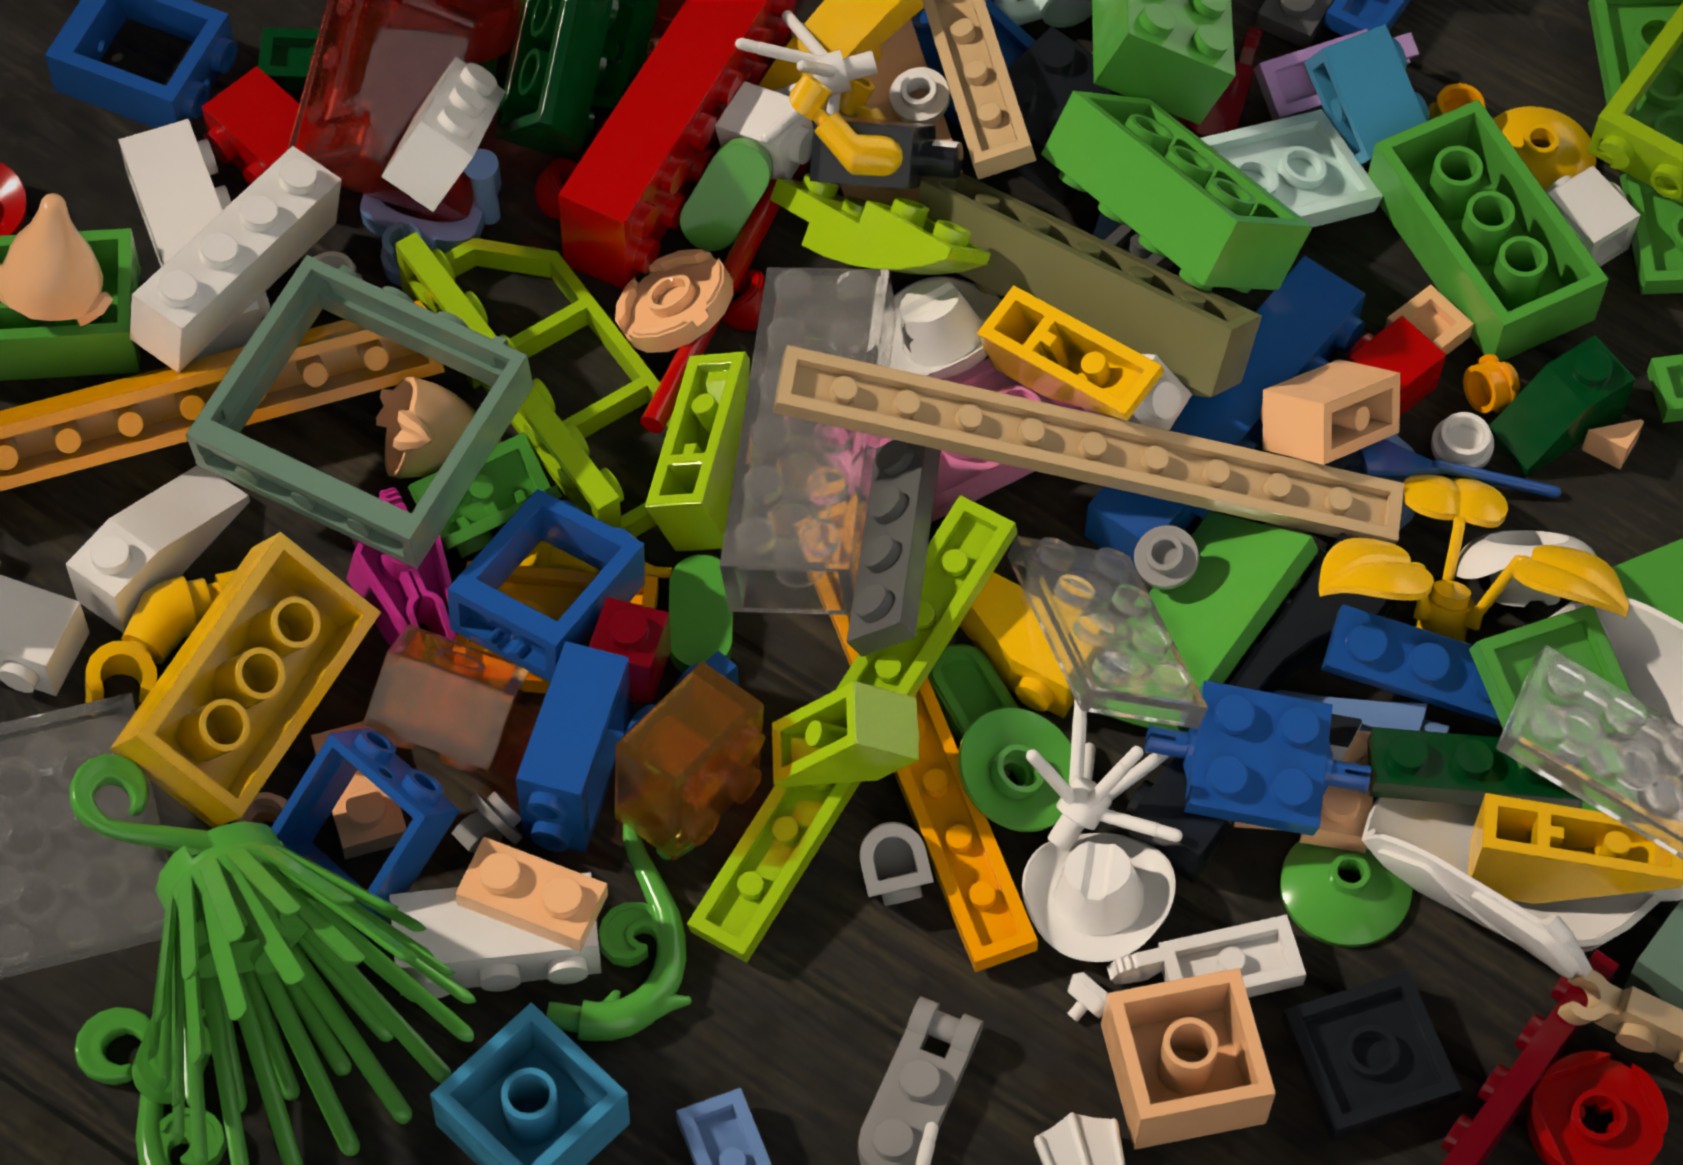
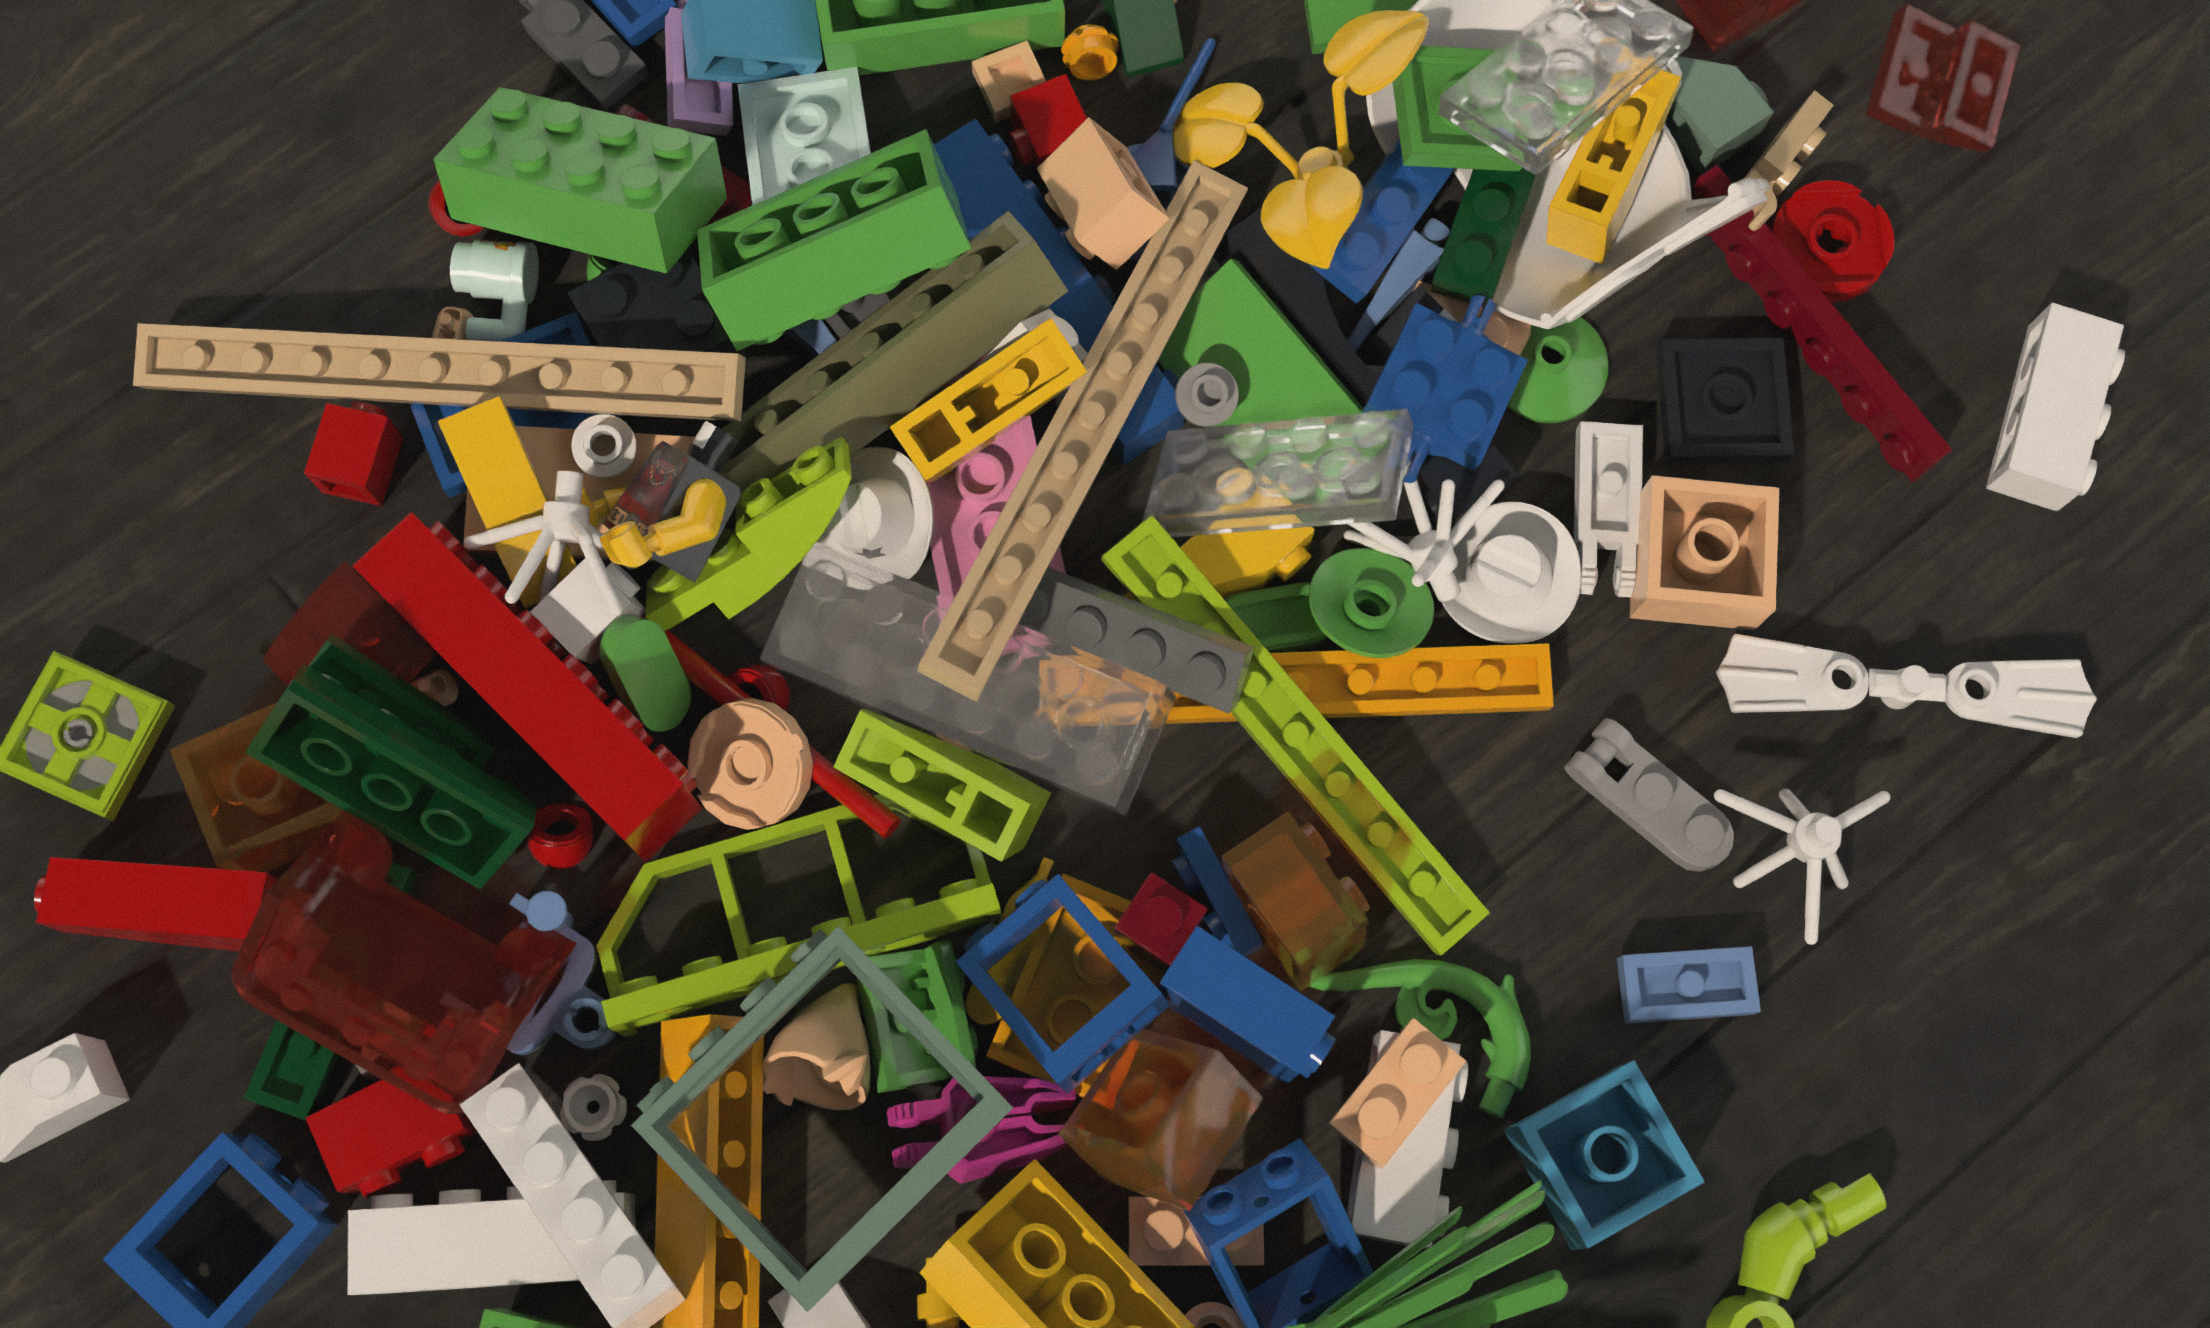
camera: 75 degrees left, 15 degrees up
(444, 133) = (500, 937): white brick -> none
(492, 820) = (1280, 1111): light grey plate -> none
(698, 612) = (1104, 844): bright green tile -> none
(846, 737) = (1332, 748): lime slope -> none
(894, 863) = (1433, 745): light grey plate -> none
(1089, 996) = (1600, 618): white rock -> none
(1463, 440) = (1140, 100): white plate -> none
(1495, 550) = (1295, 90): white hat -> none

